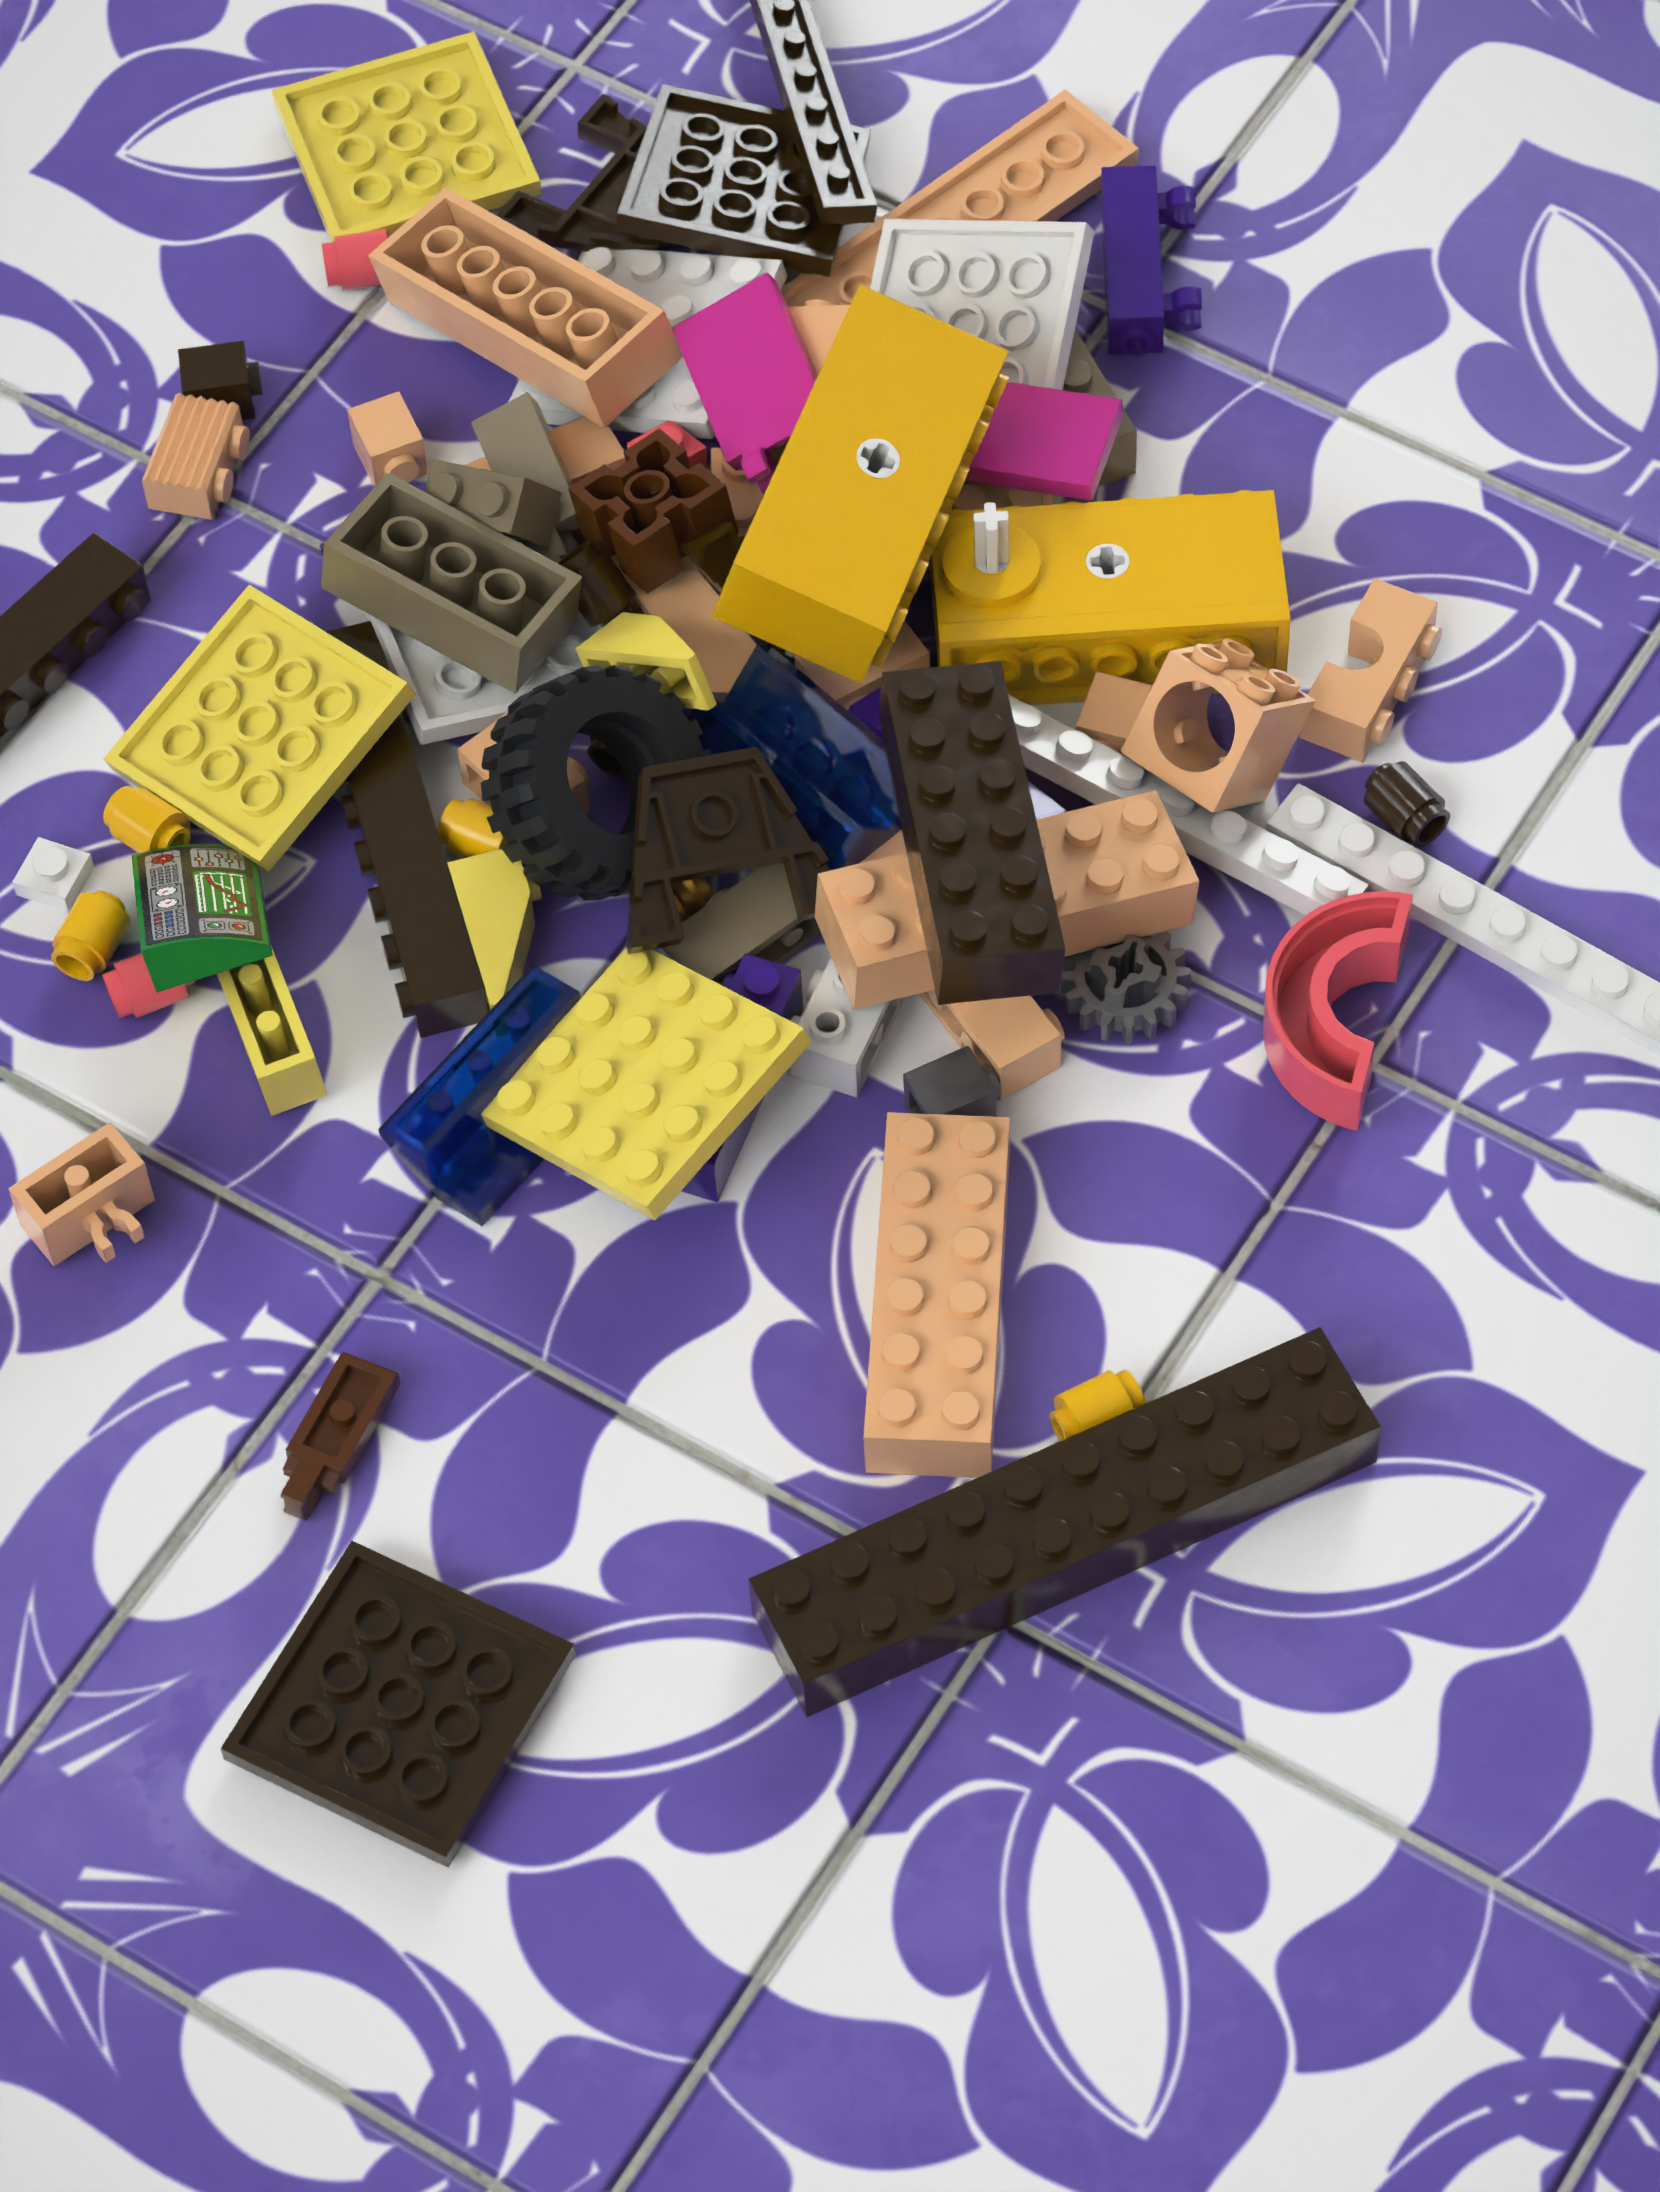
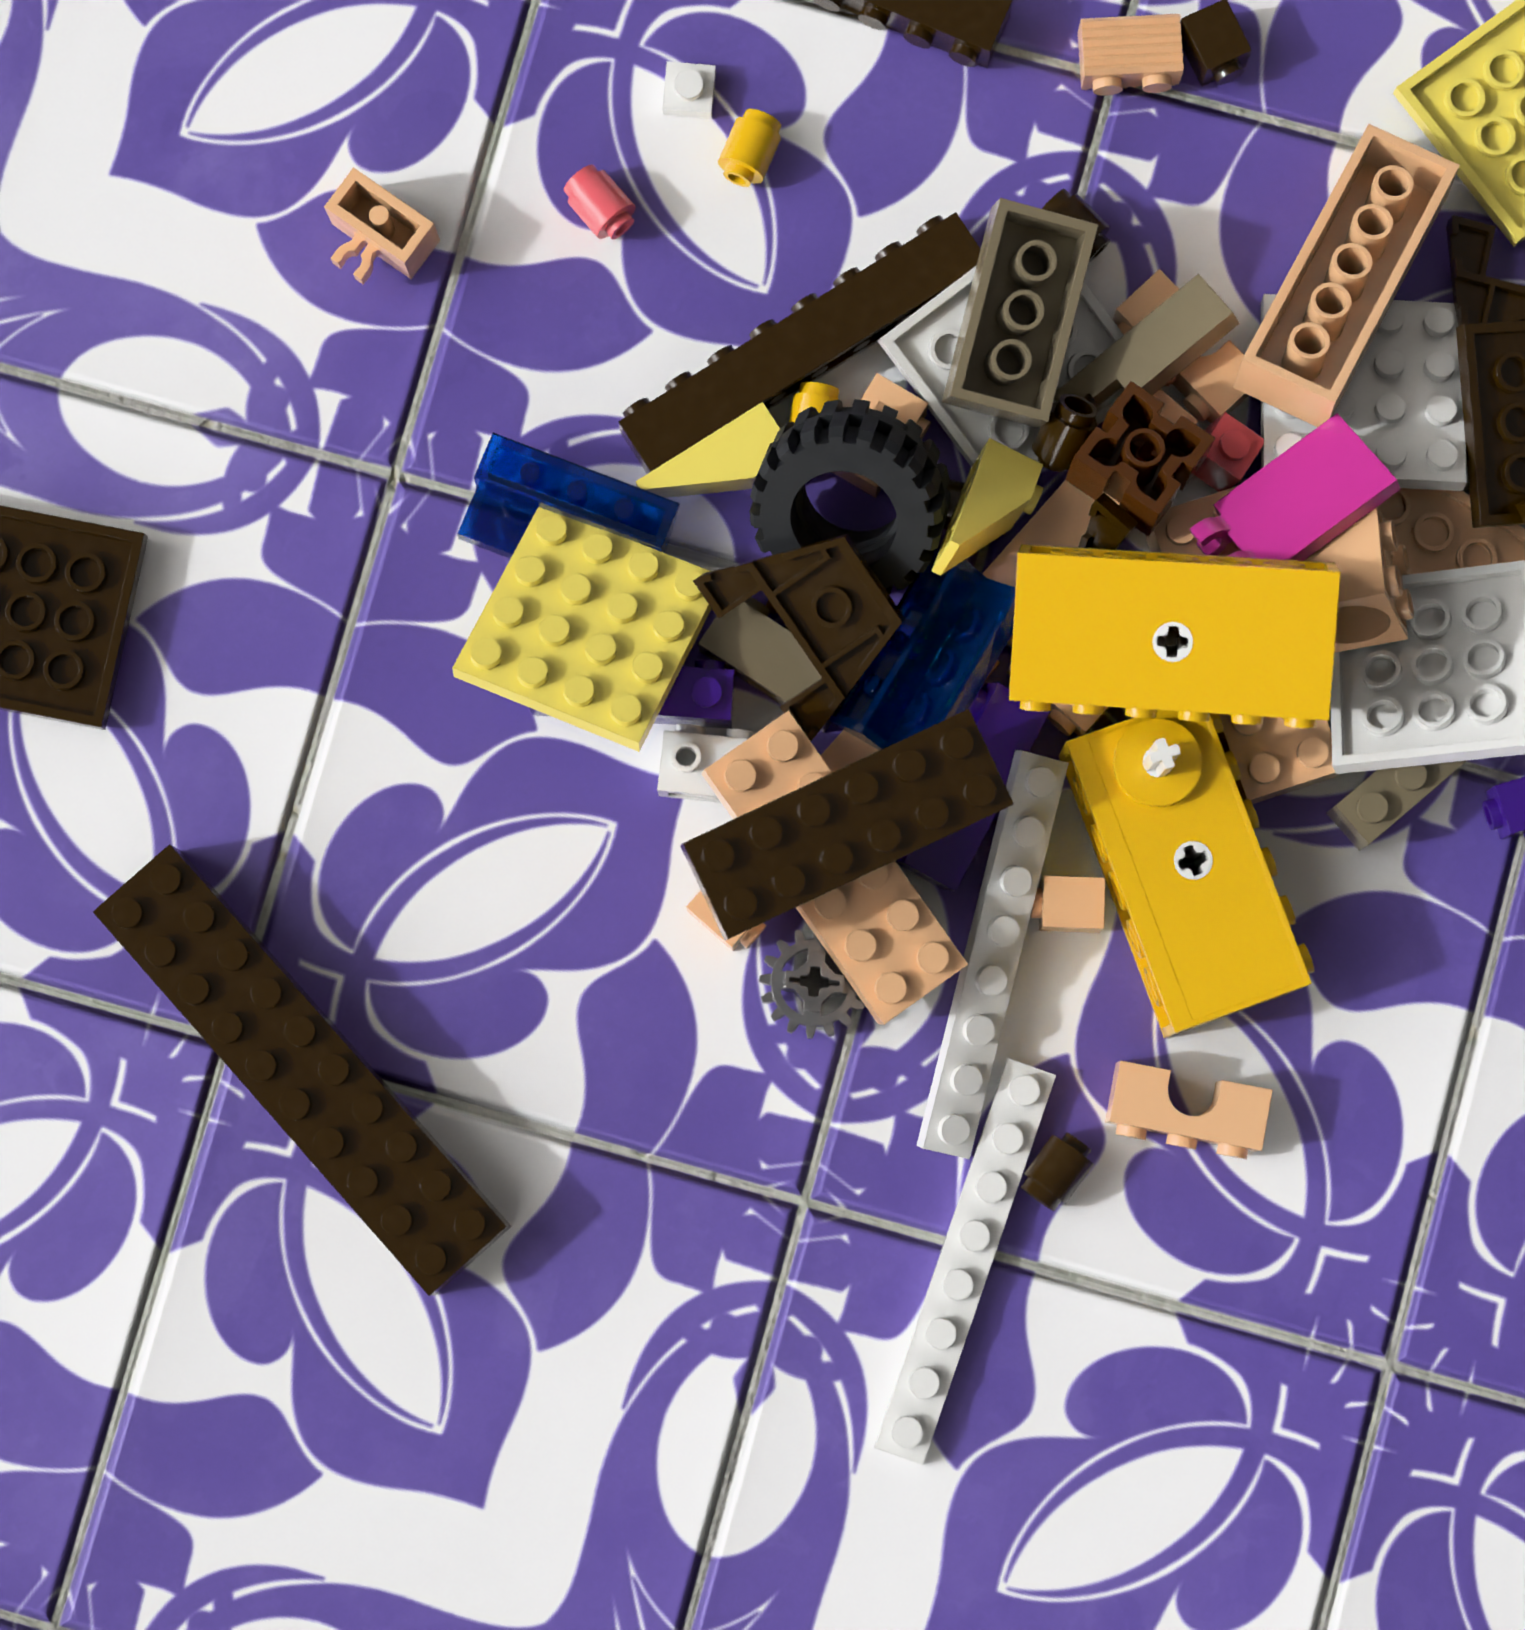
camera: 75 degrees right, 25 degrees up
(90, 935) = (631, 141): yellow brick -> none
(198, 912) = (647, 221): slope -> none
(259, 727) = (852, 205): light yellow plate -> none
(272, 1034) = (582, 307): light yellow brick -> none
(335, 1431) = (241, 488): reddish brown hinge -> none
(348, 259) = (1386, 109): coral brick -> none
(387, 439) = (1192, 208): light nougat brick -> none
(497, 499) = (1111, 319): dark tan brick -> none
(937, 1296) = (475, 914): light nougat brick -> none
(952, 1086) = (663, 873): flat silver brick -> none
(1047, 441) = (1316, 773): dark pink tile -> none
(1095, 1402) = (408, 1067): yellow brick -> none
(1174, 733) = (1064, 996): light nougat brick -> none
(1315, 963) = (837, 1130): coral brick -> none

